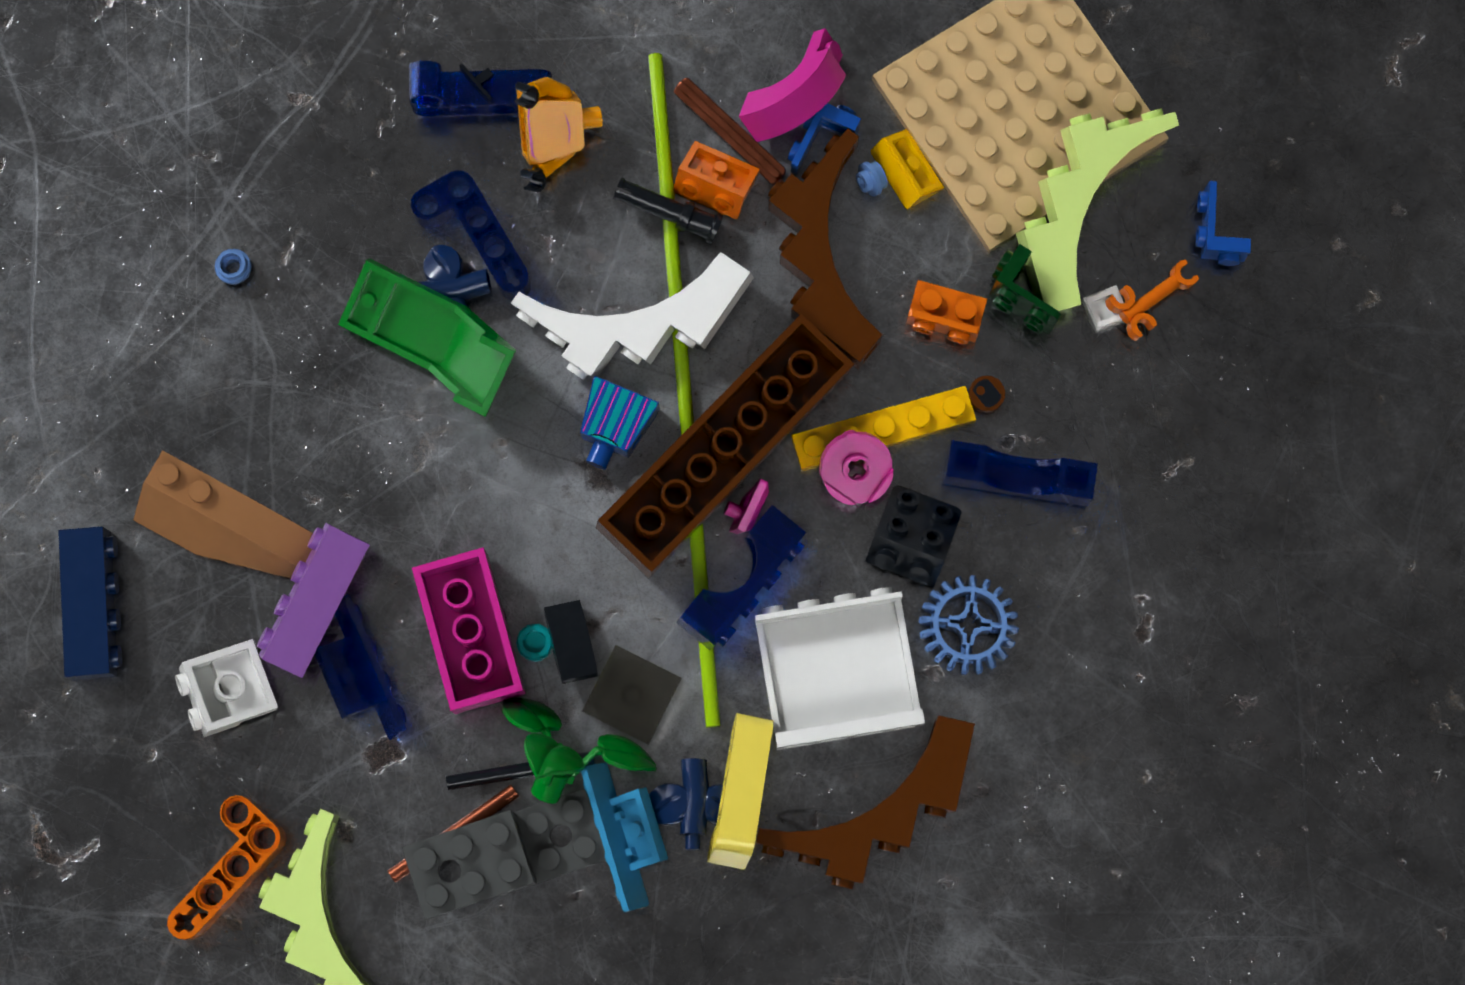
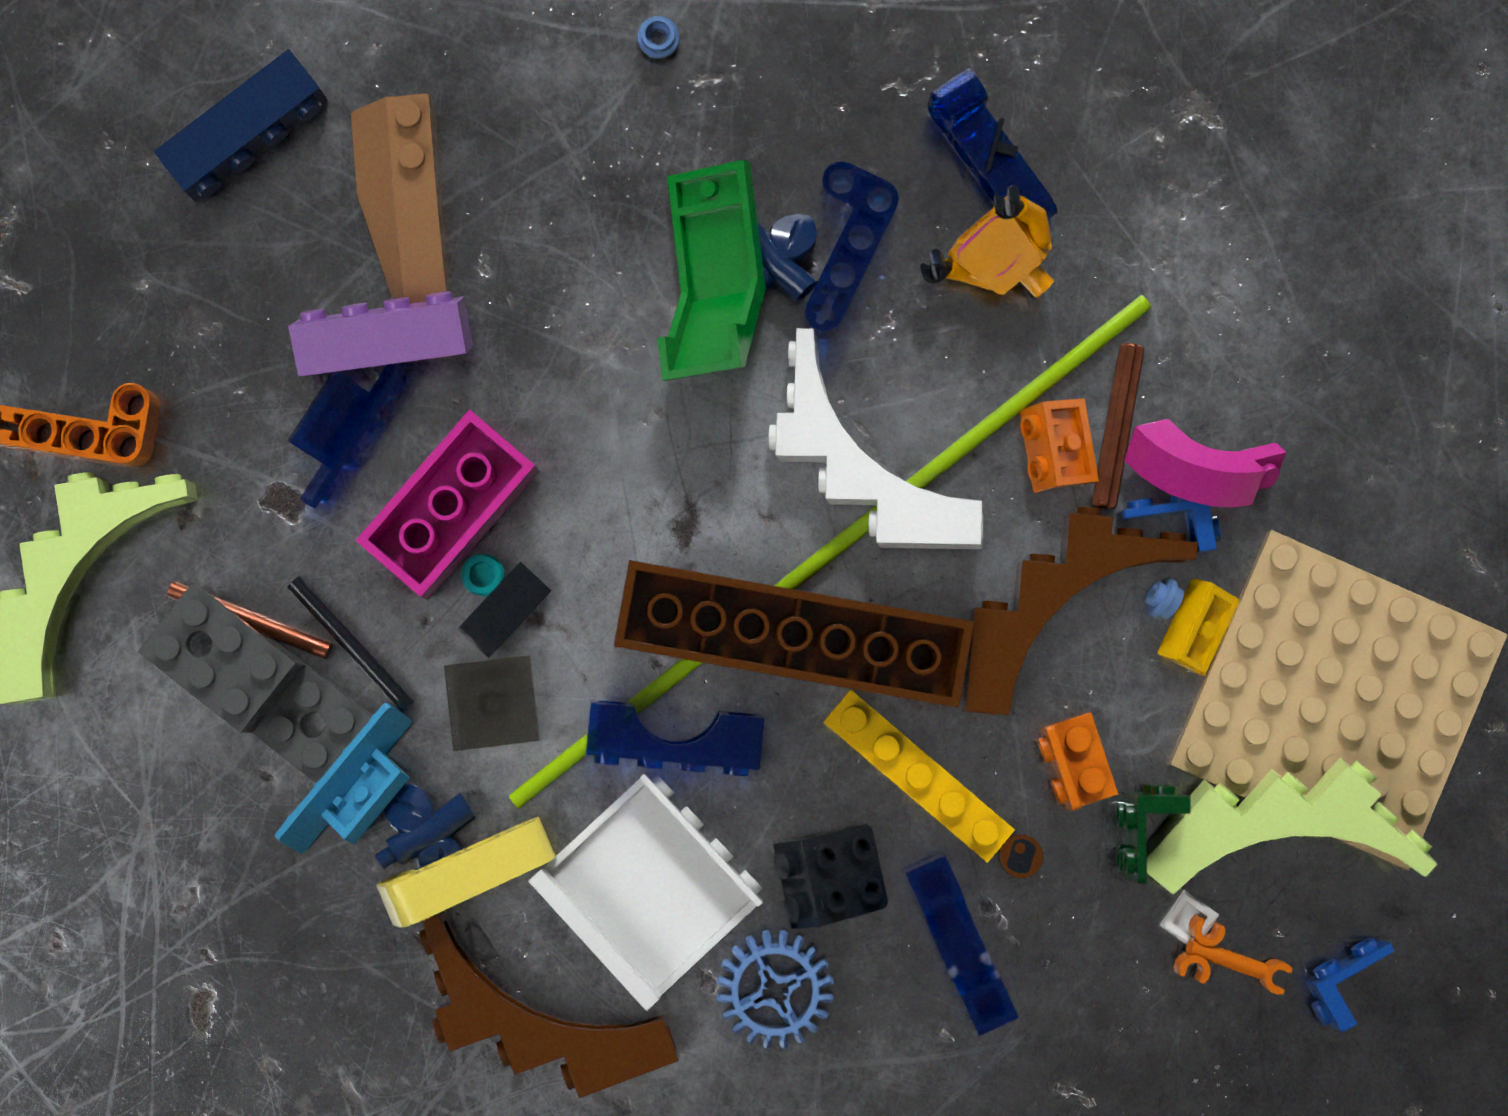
camera: 55 degrees right, 5 degrees up
(225, 688) = (244, 310): white plate -> none
(559, 764) = (357, 676): green plant -> none
(615, 421) = (748, 507): blue torso -> none
(684, 215) = (999, 438): black pin -> none
(748, 509) = (749, 696): dark pink piece -> none
(859, 488) = (874, 758): dark pink plate -> none

